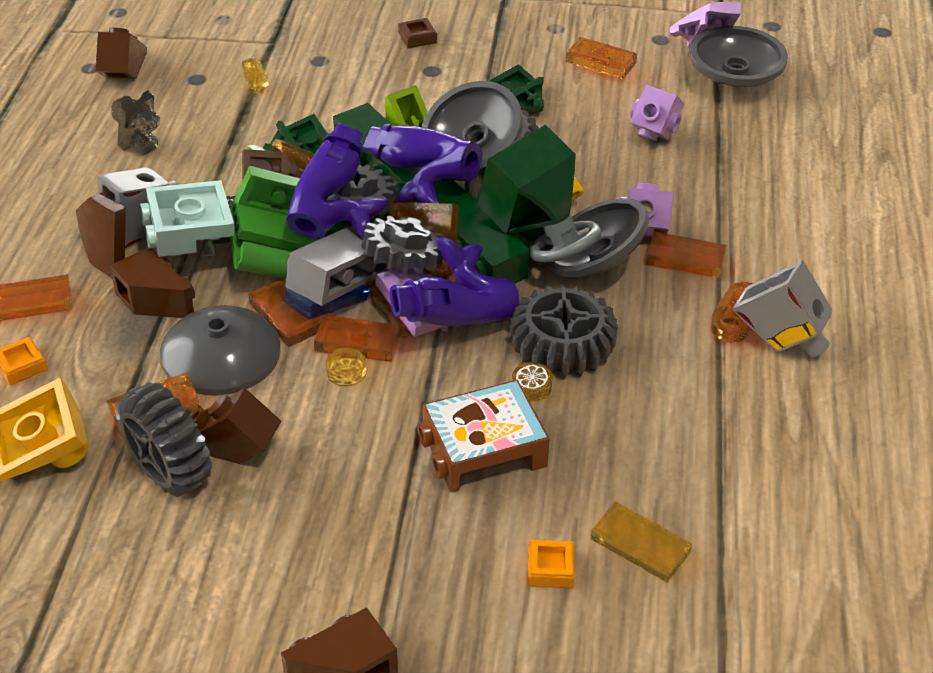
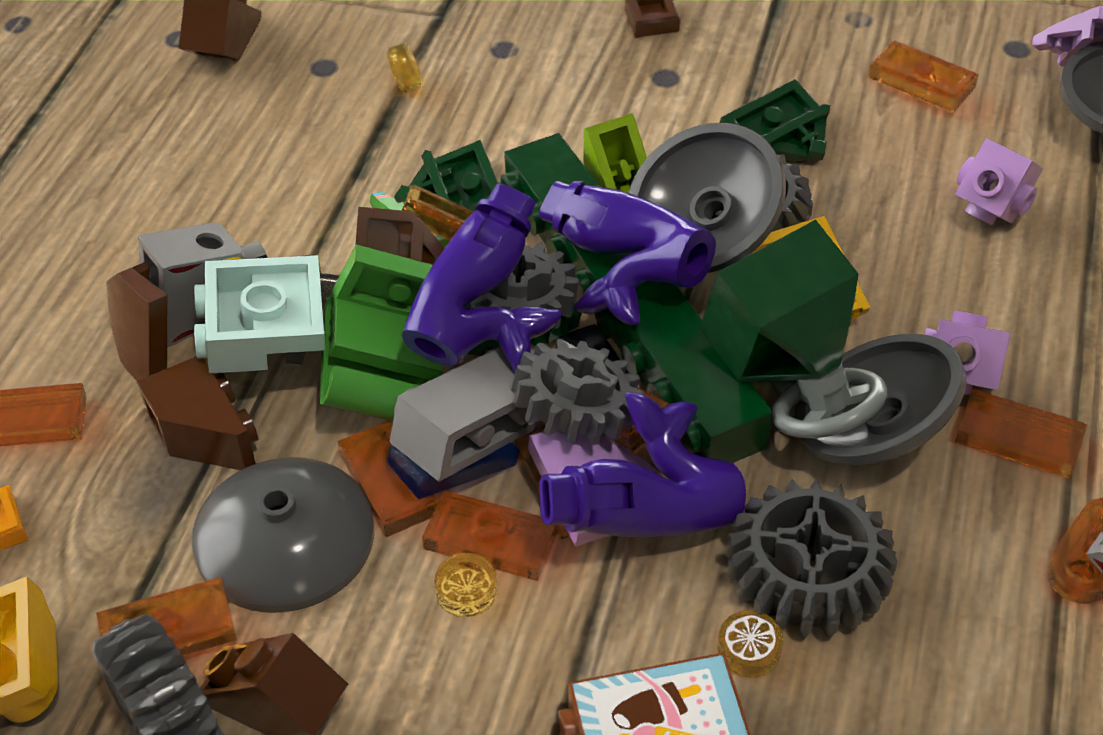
camera: 10 degrees right, 5 degrees up
(136, 122) = (219, 139): clear smoke hips -> none
(441, 216) = (636, 343): clear orange tile -> none

